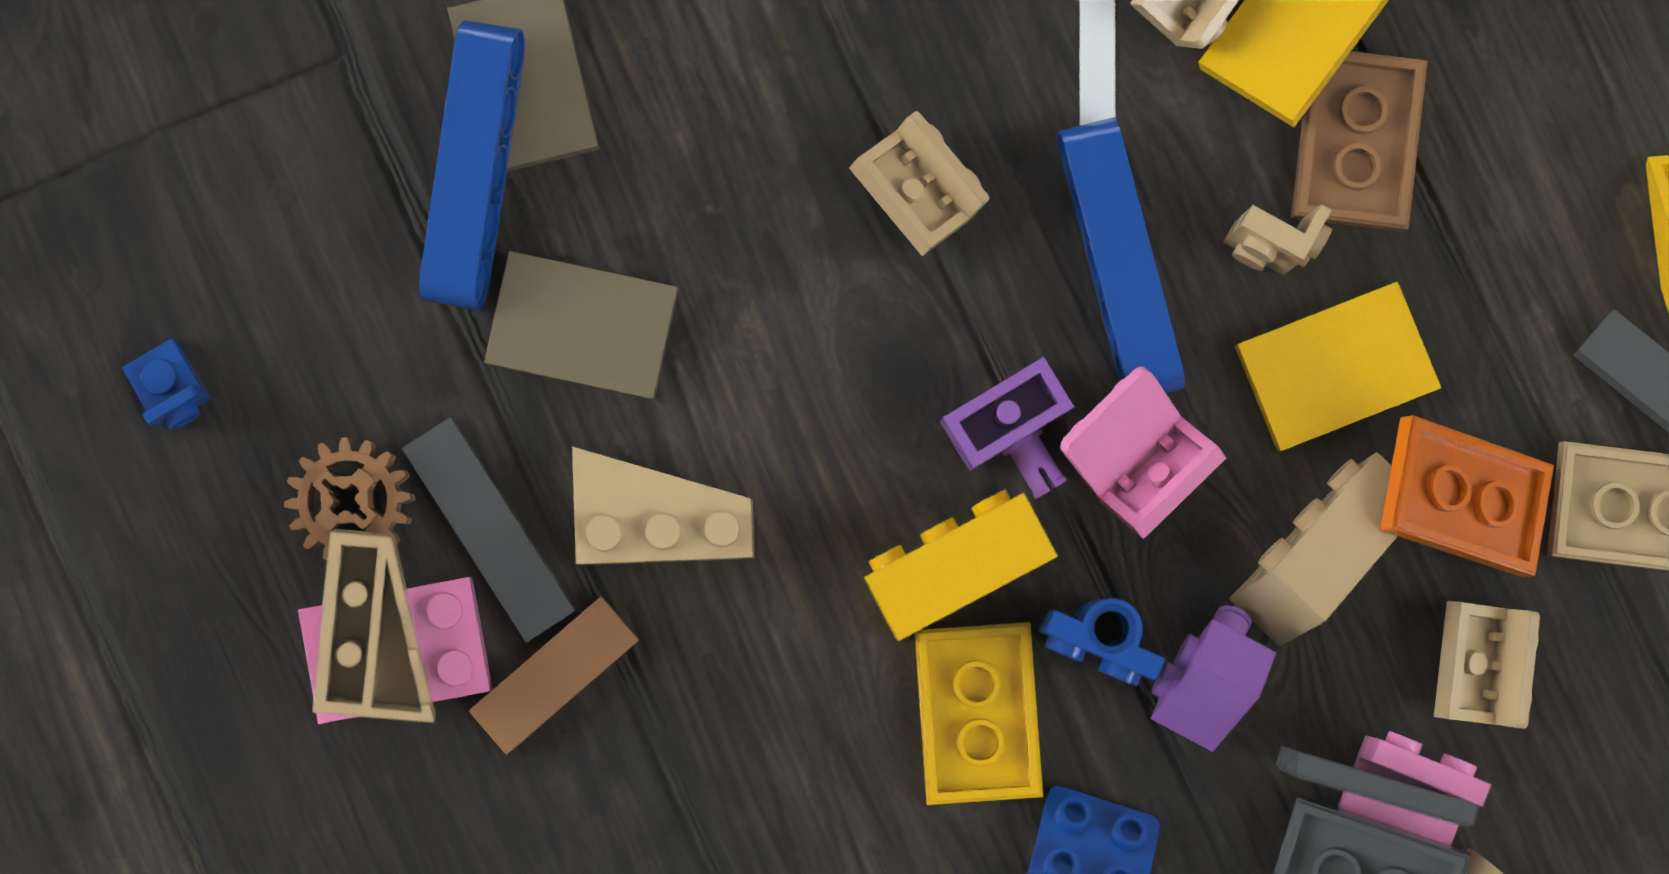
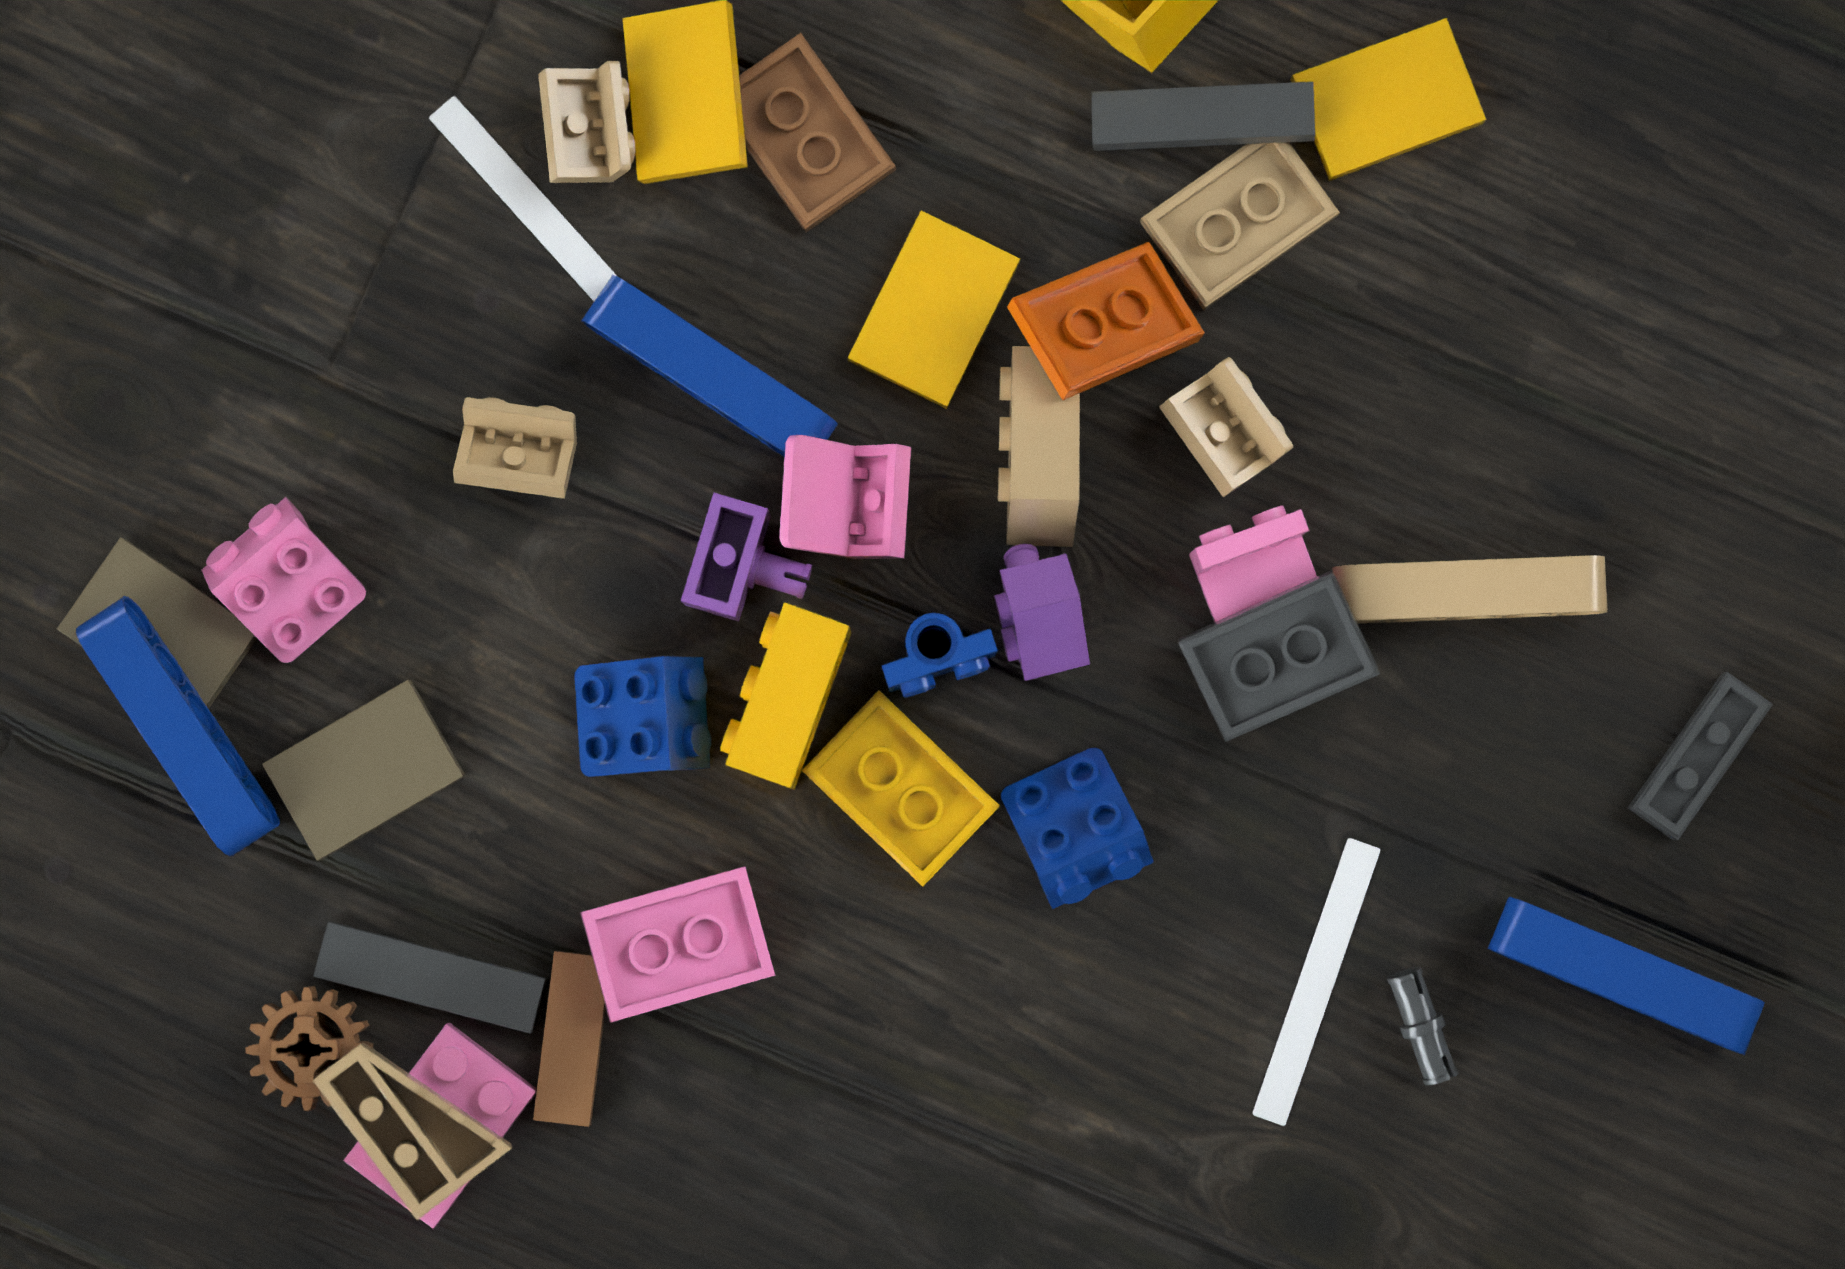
camera: 45 degrees left, 0 degrees up
(167, 386) = (101, 1087): blue bracket -> none
(650, 125) = (282, 581): none -> bright pink bracket
(653, 517) = (540, 860): tan wedge -> none
(699, 677) = (677, 944): none -> bright pink plate
(830, 477) = (642, 716): none -> blue bracket
(1269, 242) = (804, 264): tan bracket -> none
(1376, 787) = (1221, 584): dark grey tile -> none

